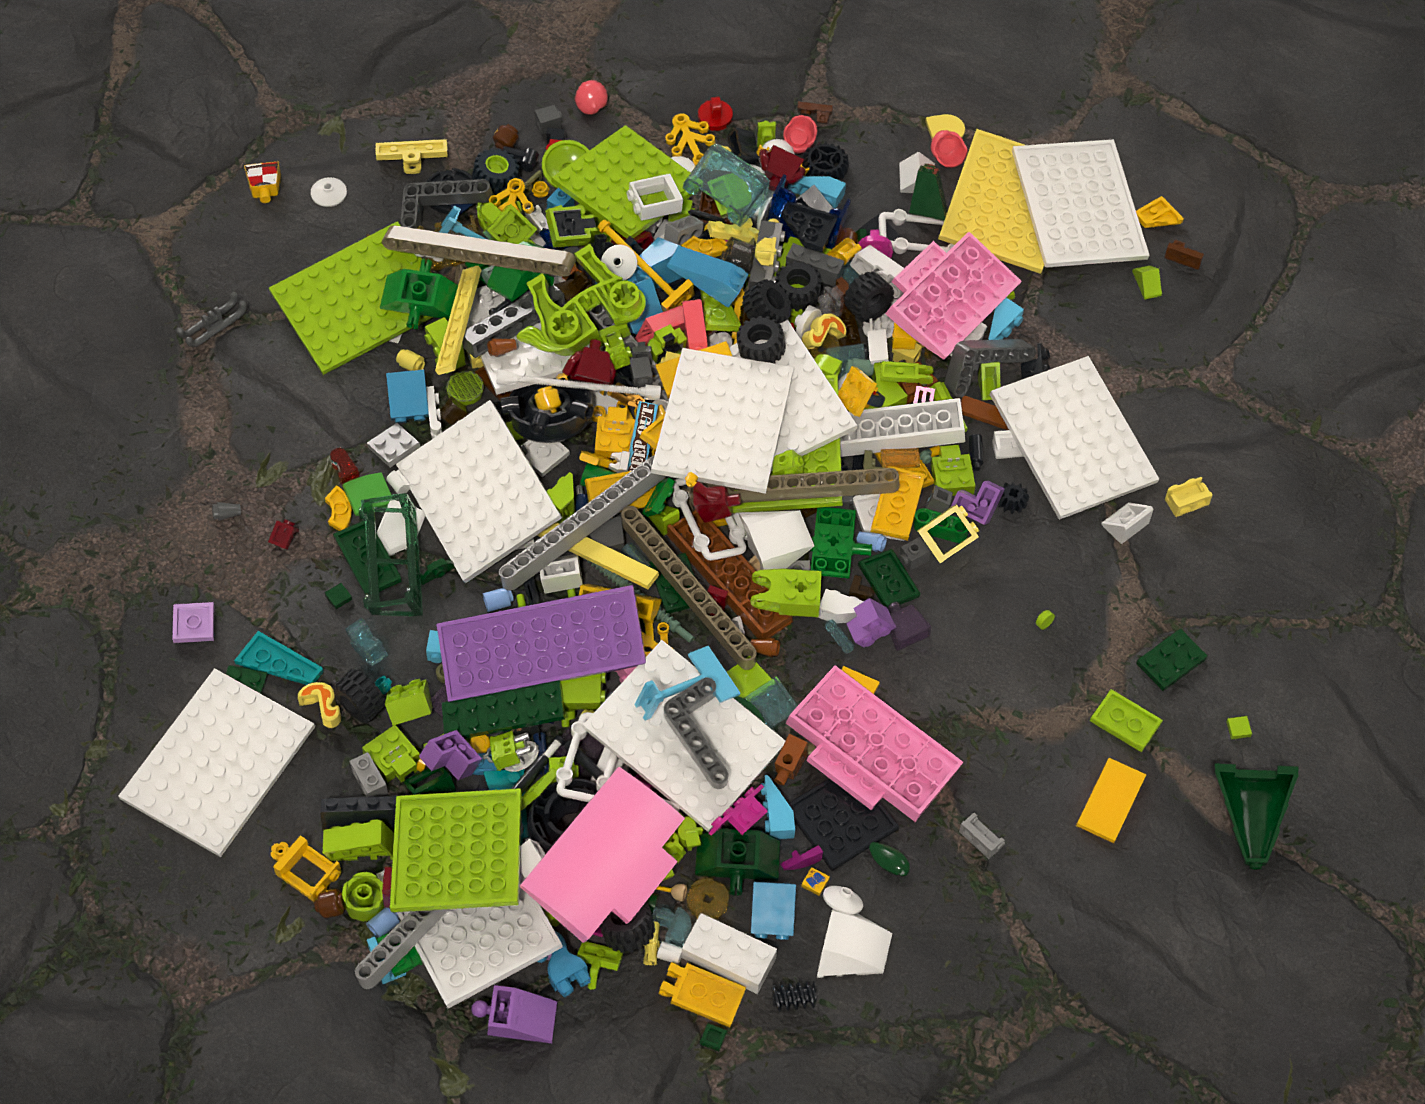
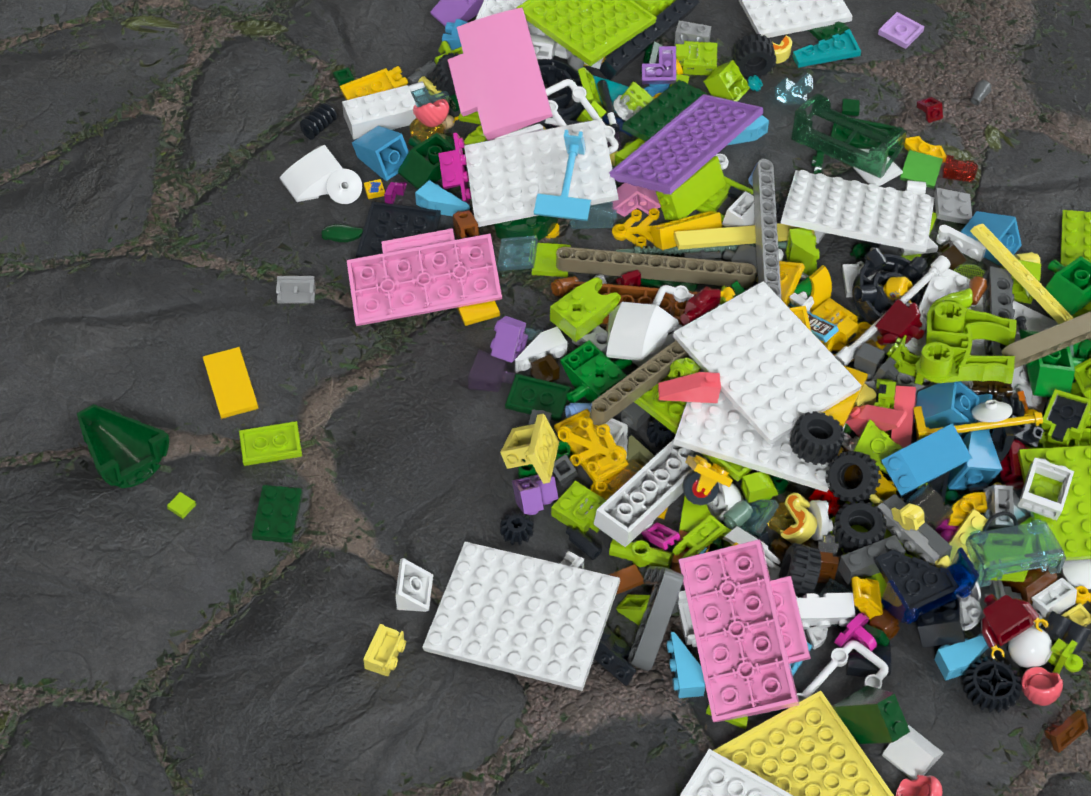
camera: 135 degrees right, 5 degrees down
(642, 970) = (420, 72): none -> dark grey pin
(694, 733) = (545, 159): dark grey beam -> none
(695, 893) = (432, 114): none -> coral piece
(802, 440) = (697, 387): none -> coral slope
(912, 481) = (594, 445): none -> yellow plant
(950, 503) = (543, 448): none -> light yellow tile
(1045, 619) = (397, 459): lime tile -> none

